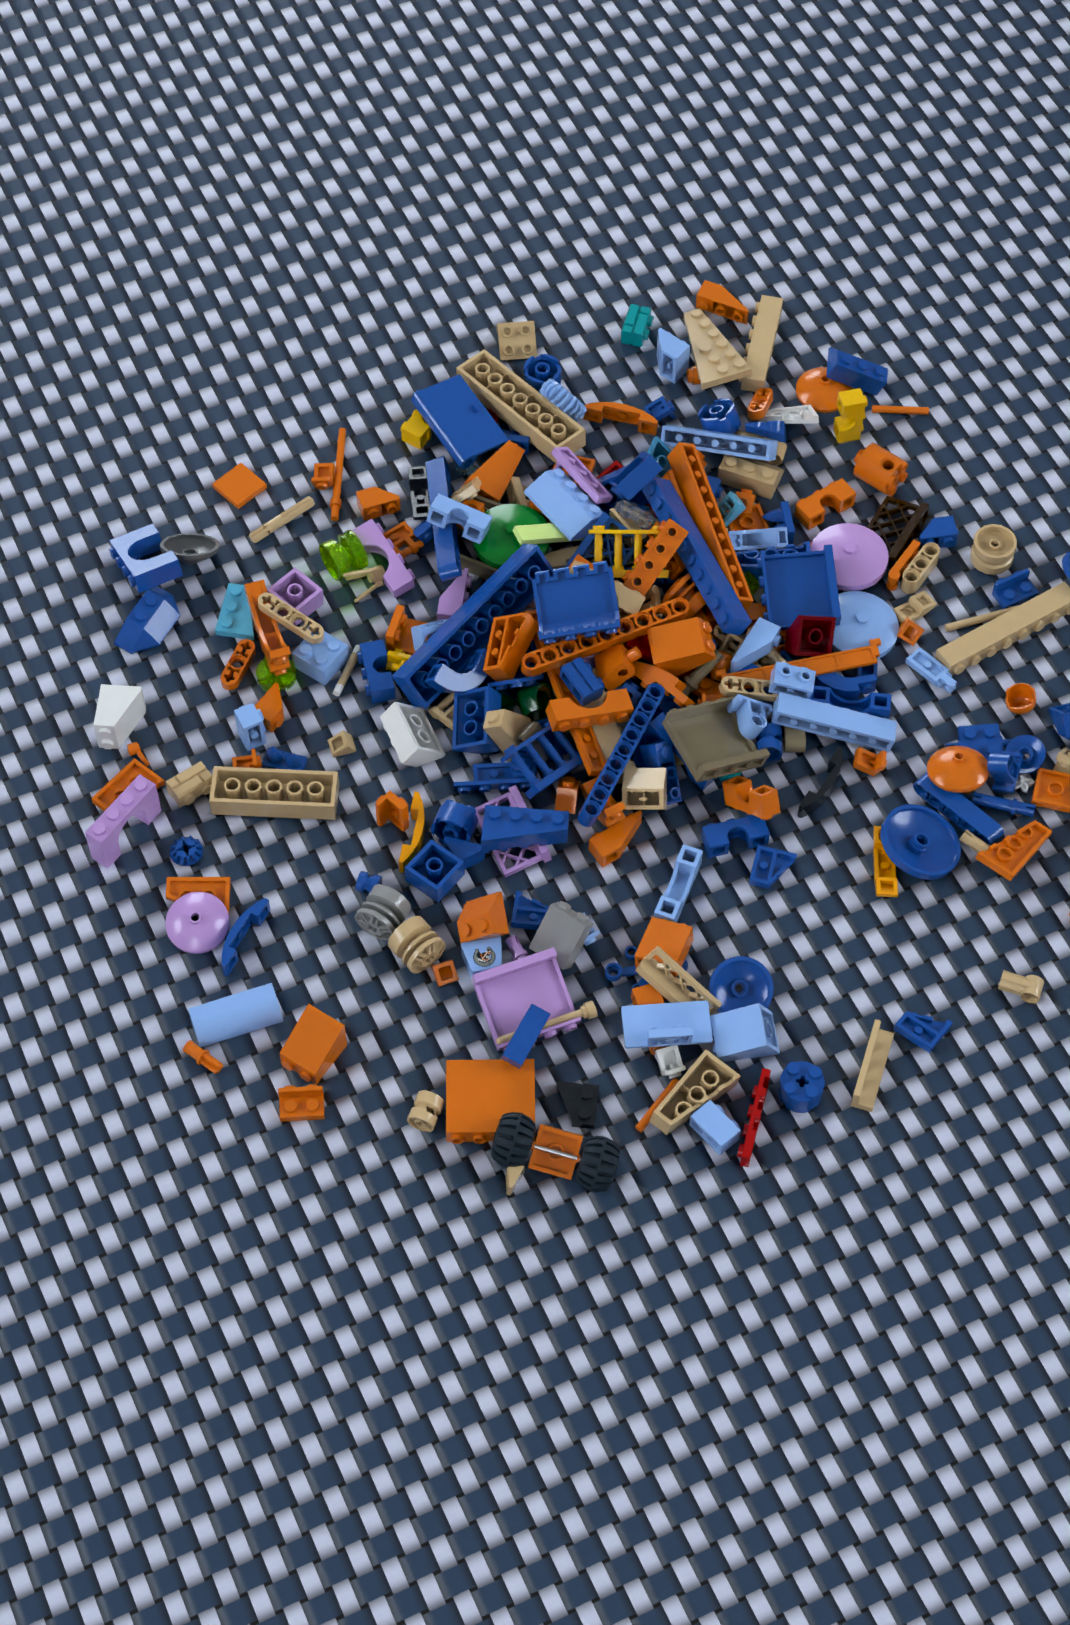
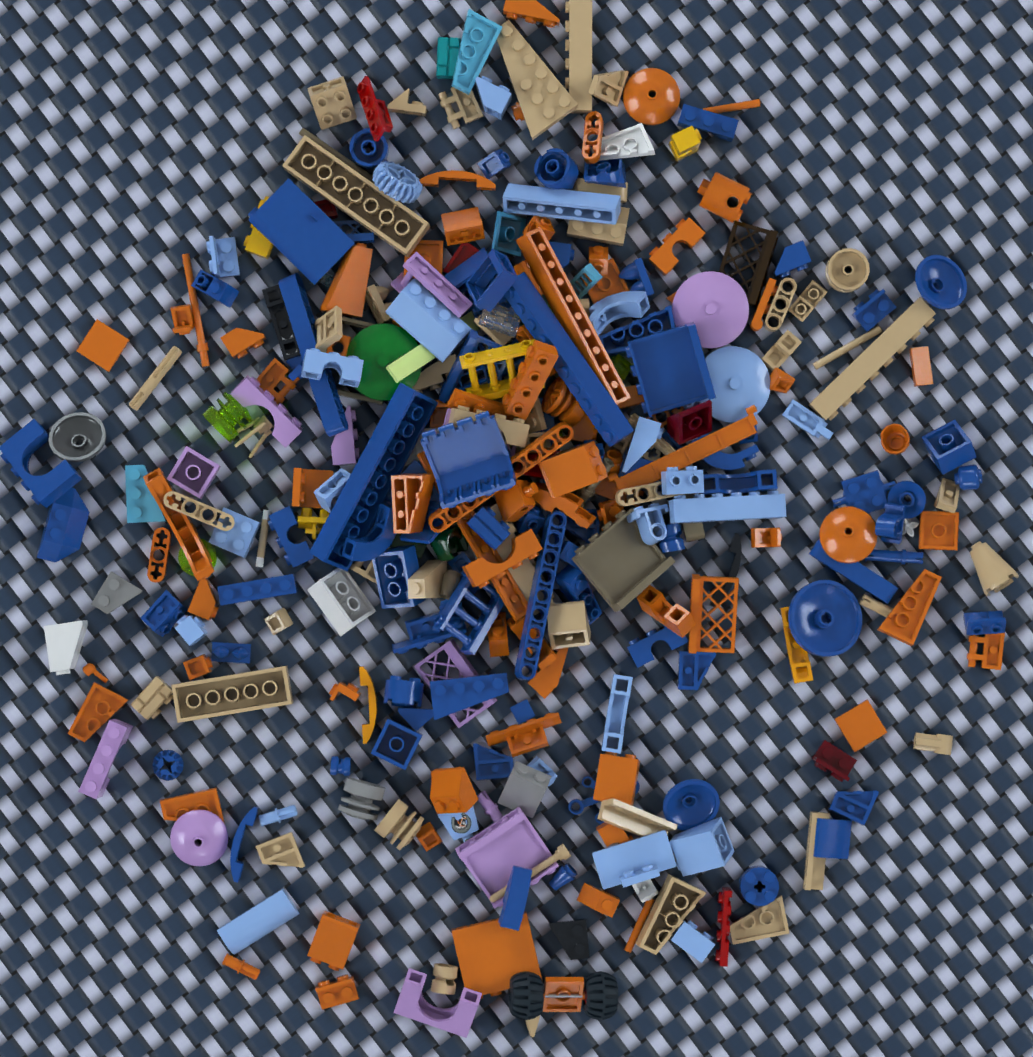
camera: 10 degrees left, 30 degrees up
(181, 689) = (114, 593): none -> light grey wing
(222, 715) = (164, 613): none -> blue bracket
(280, 953) = (281, 851): none -> tan wing
(287, 918) = (278, 815): none -> light blue axle
(328, 708) = (257, 589): none -> blue brick
(363, 457) = (215, 288): none -> blue slope
(377, 435) = (224, 257): none -> light blue bracket
(381, 1128) = (453, 1020): none -> lavender arch
(554, 343) = (374, 109): none -> red bracket
(576, 873) = (522, 711): none -> blue tile
(576, 891) = (526, 736): none -> orange bracket
(583, 352) = (401, 105): none -> tan slope
(583, 1037) = (563, 876): none -> blue cone
(617, 447) = (462, 226): none -> orange bracket
(619, 1068) = (598, 900): none -> orange slope
(644, 361) = (466, 103): none -> tan plate
(665, 314) = (475, 46): none -> medium azure wing
(784, 368) = (609, 86): none -> tan wing
(785, 797) = (696, 609): none -> orange fence
(798, 1129) = (761, 923): none -> tan wing
(856, 371) = (681, 73): blue slope -> none
(887, 415) = (716, 124): none -> blue arch
(893, 1054) = (832, 838): none -> blue slope
(906, 982) = (835, 760): none -> dark red bracket
(942, 956) = (860, 725): none -> orange tile
(949, 573) = (807, 300): none -> tan slope
(1056, 646) = (921, 366): none -> orange slope

